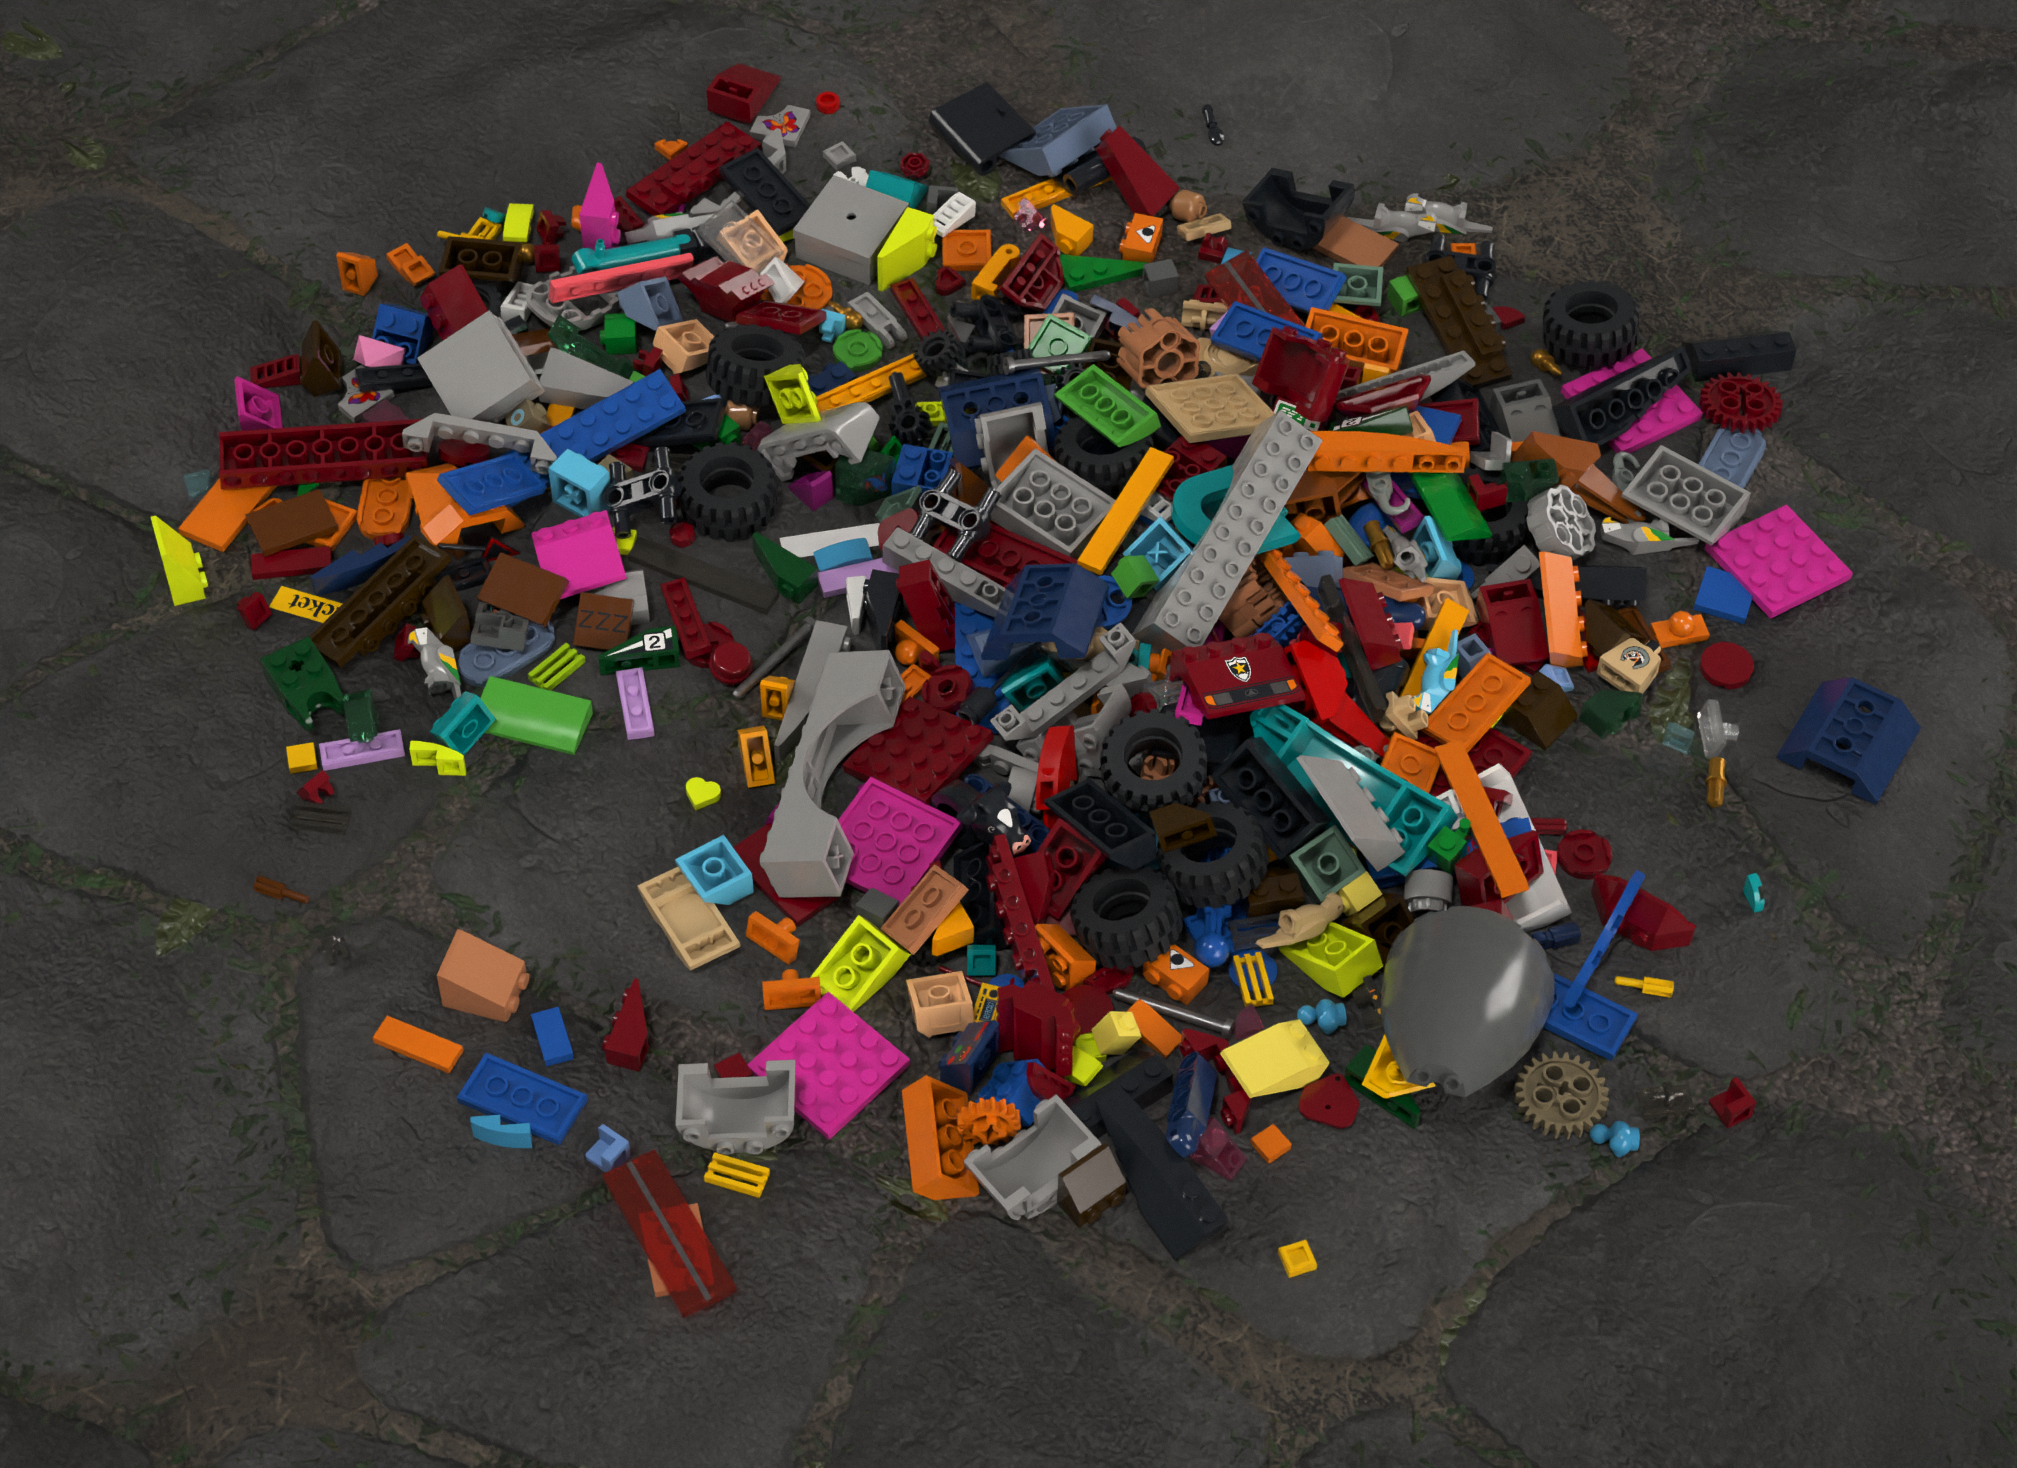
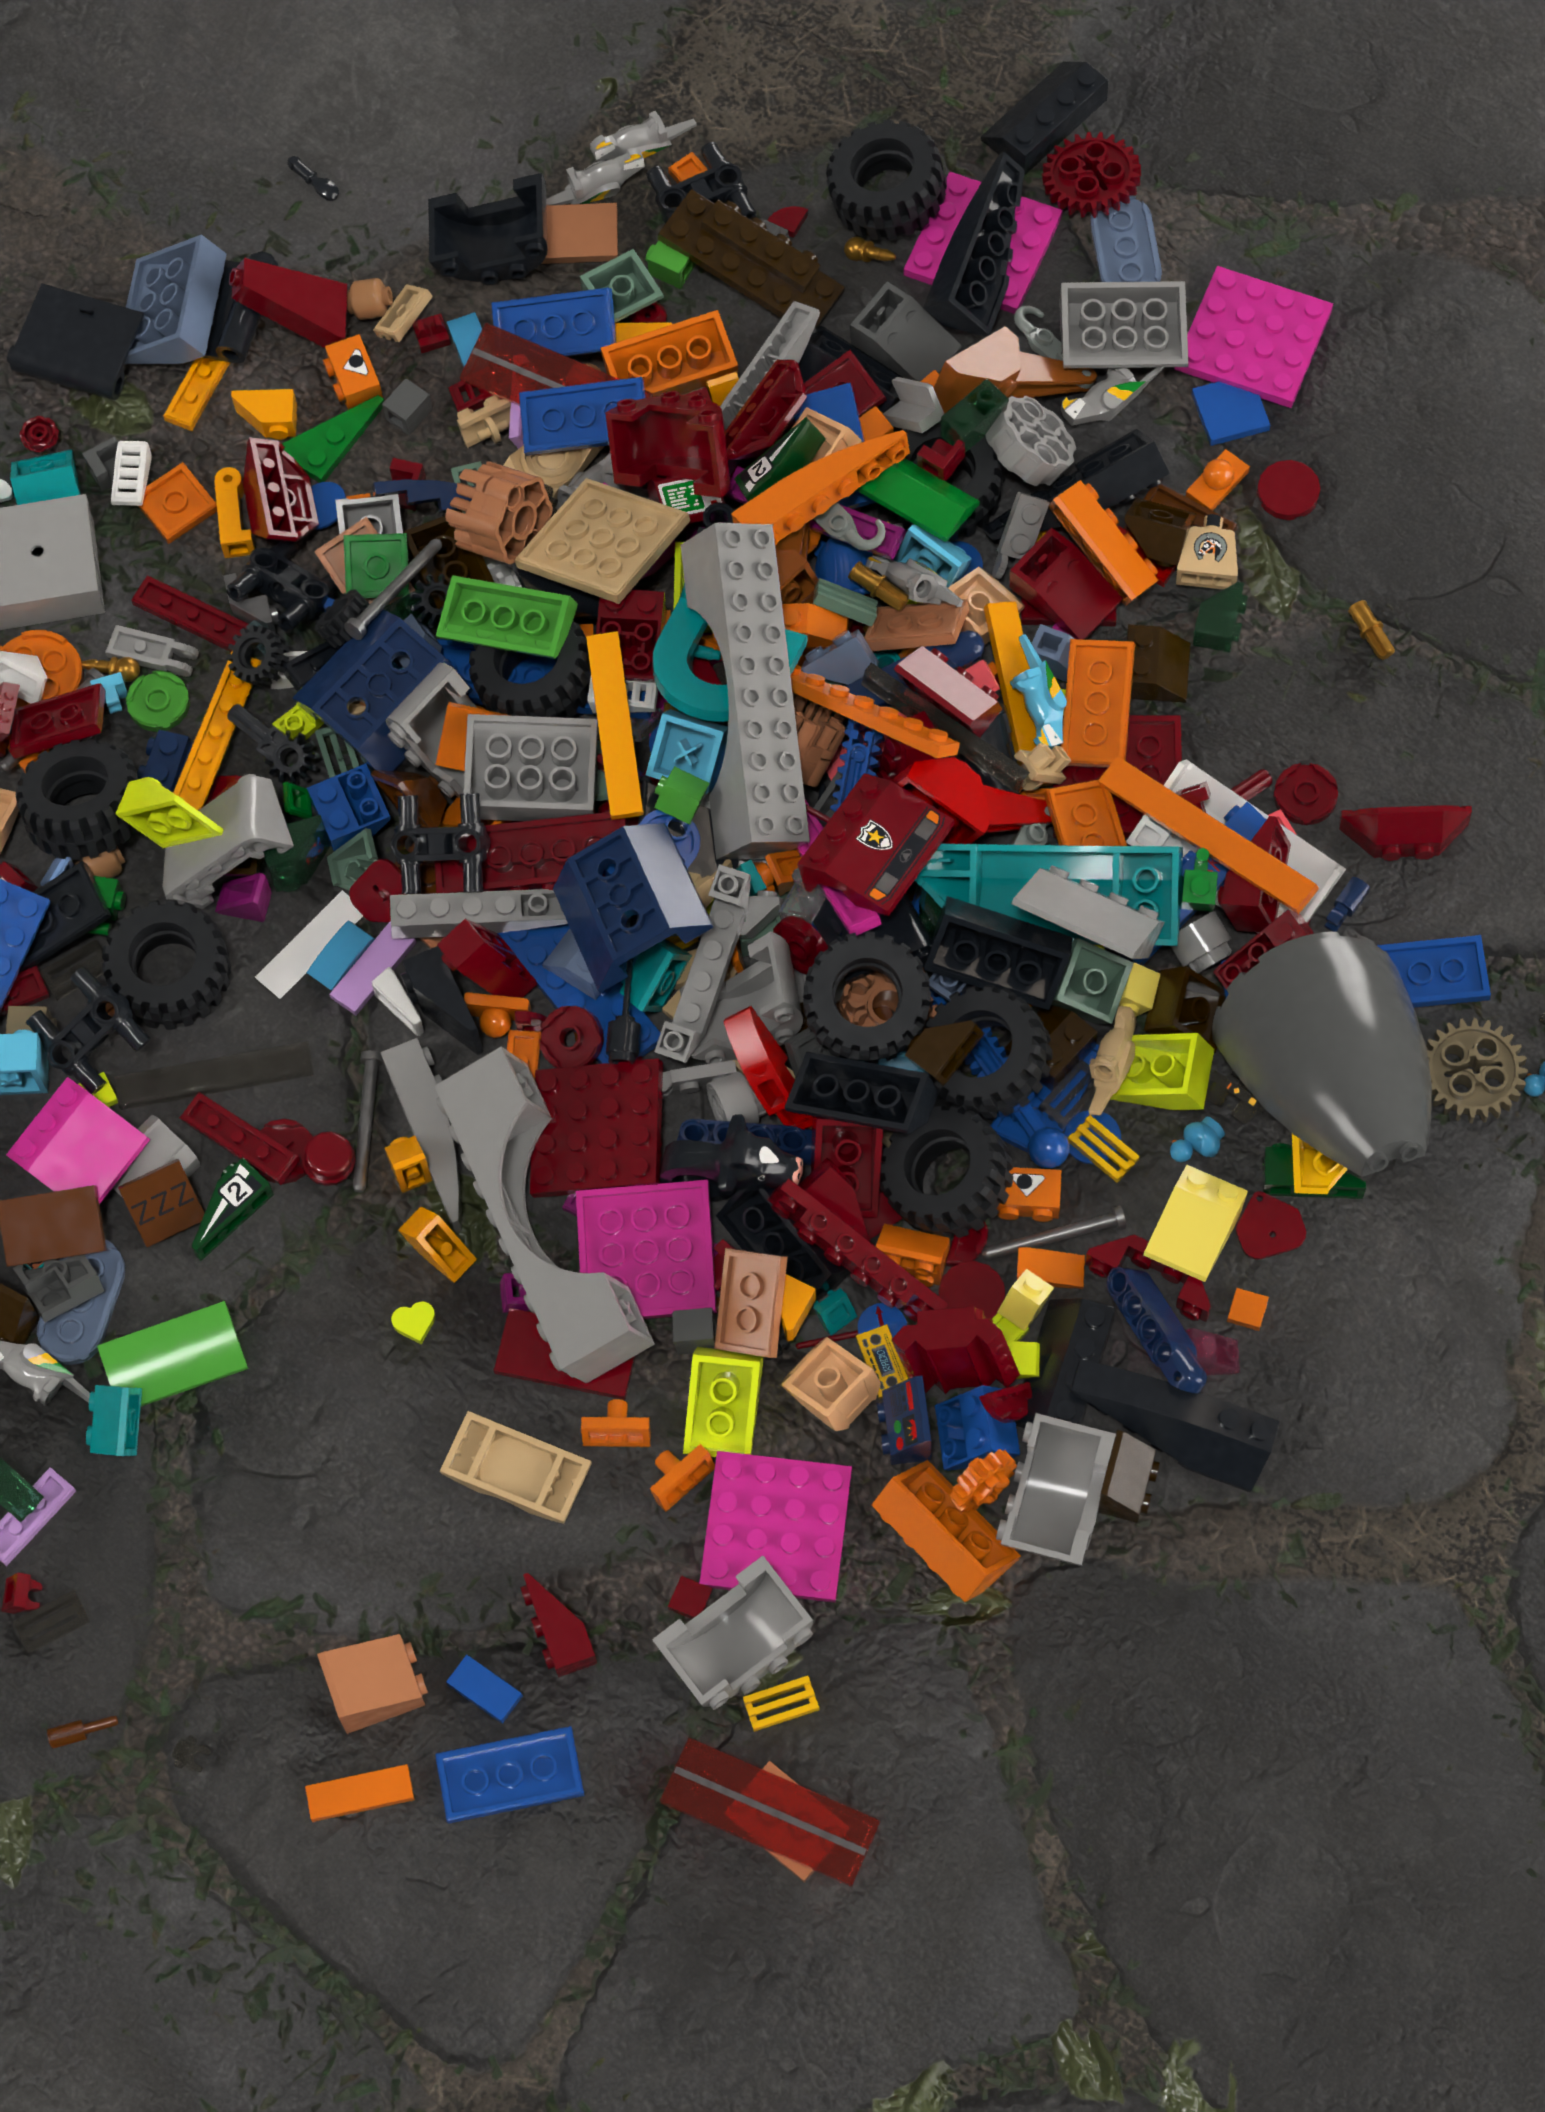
camera: 30 degrees left, 15 degrees up
(430, 754) = (130, 1468): neon yellow slope -> none
(492, 1131) = (513, 1831): dark azure slope -> none
(553, 665) = (154, 1258): lime tile -> none
(609, 1150) = (639, 1769): medium blue panel -> none
(635, 703) = (264, 1269): lavender tile -> none
(681, 534) = (157, 1046): dark red tile -> none
(717, 872) = (508, 1403): medium azure slope -> none
(756, 434) = (142, 876): clear pink tile -> none
(788, 572) = (301, 1014): dark green slope -> none
(906, 248) = (121, 541): neon yellow slope -> none
(948, 281) = (186, 554): dark red tile -> none
(1029, 212) = (205, 412): clear pink tile -> none
(1247, 1023) = (1132, 1197): clear pink tile -> none
(1297, 1258) = (1359, 1409): yellow tile -> none
(1559, 675) = (1139, 613): light blue slope -> none
(1604, 940) = (1402, 883): blue tile -> none
(1648, 985) = (1465, 895): yellow axle -> none
(1678, 738) = (1304, 605): clear light blue tile -> none
(1713, 730) = (1330, 573): clear tile -> none
(1752, 893) = (1489, 729): teal tile -> none
(1874, 739) = (1436, 489): dark blue slope -> none

